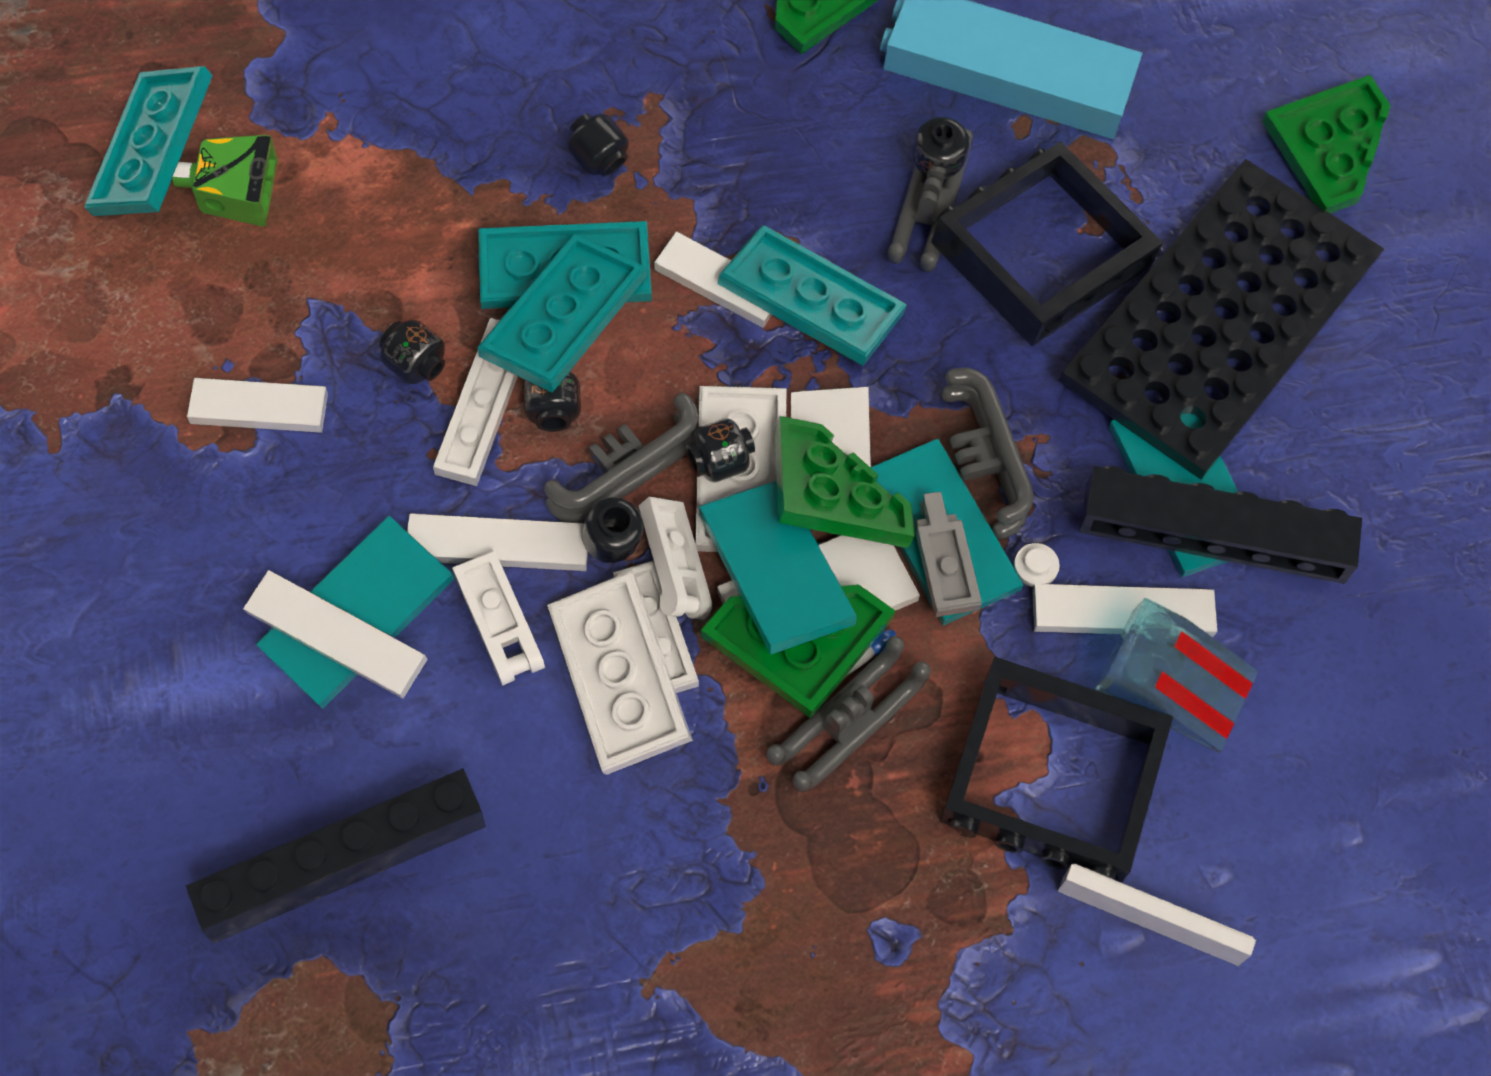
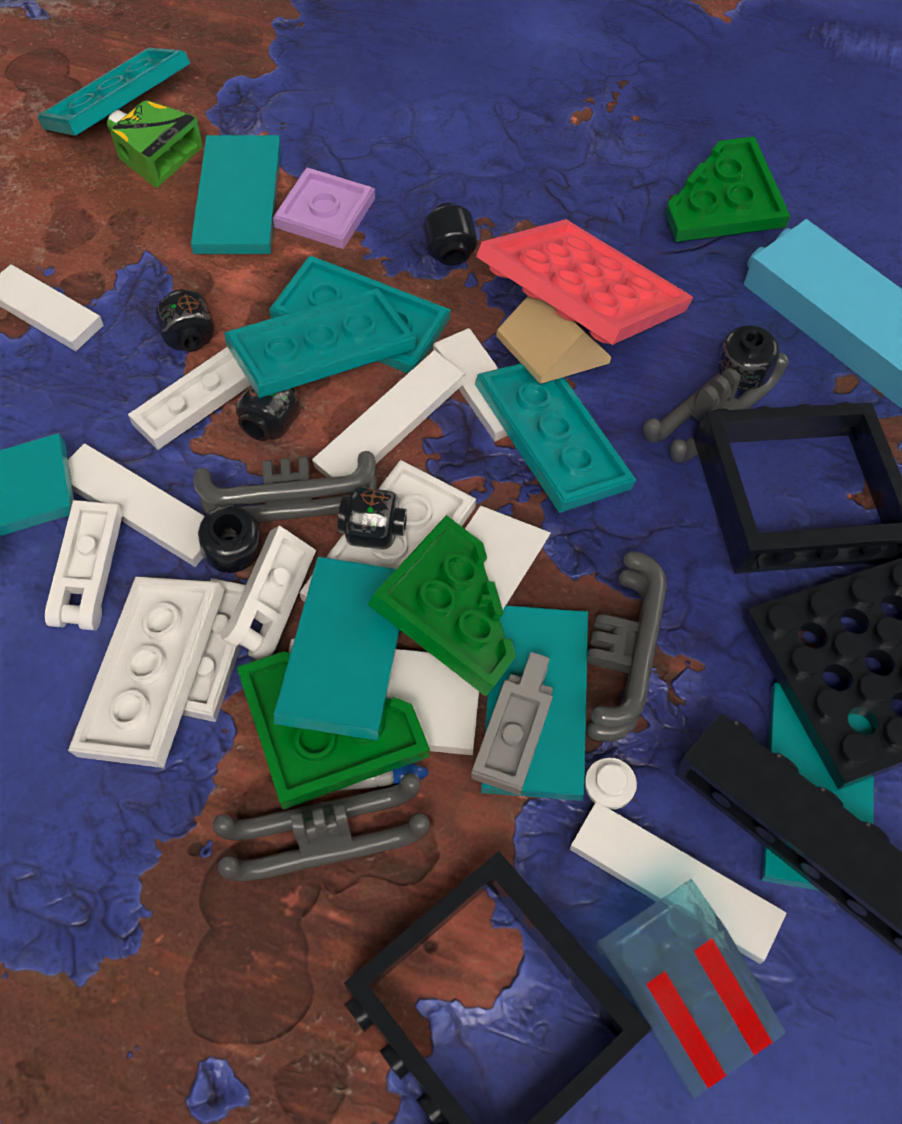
camera: 35 degrees right, 5 degrees down
(357, 195) = (237, 195): none -> teal tile
(452, 170) = (324, 208): none -> lavender tile
(666, 354) = (392, 416): none -> white tile
(758, 211) = (548, 343): none -> tan slope
(760, 137) = (584, 280): none -> coral plate

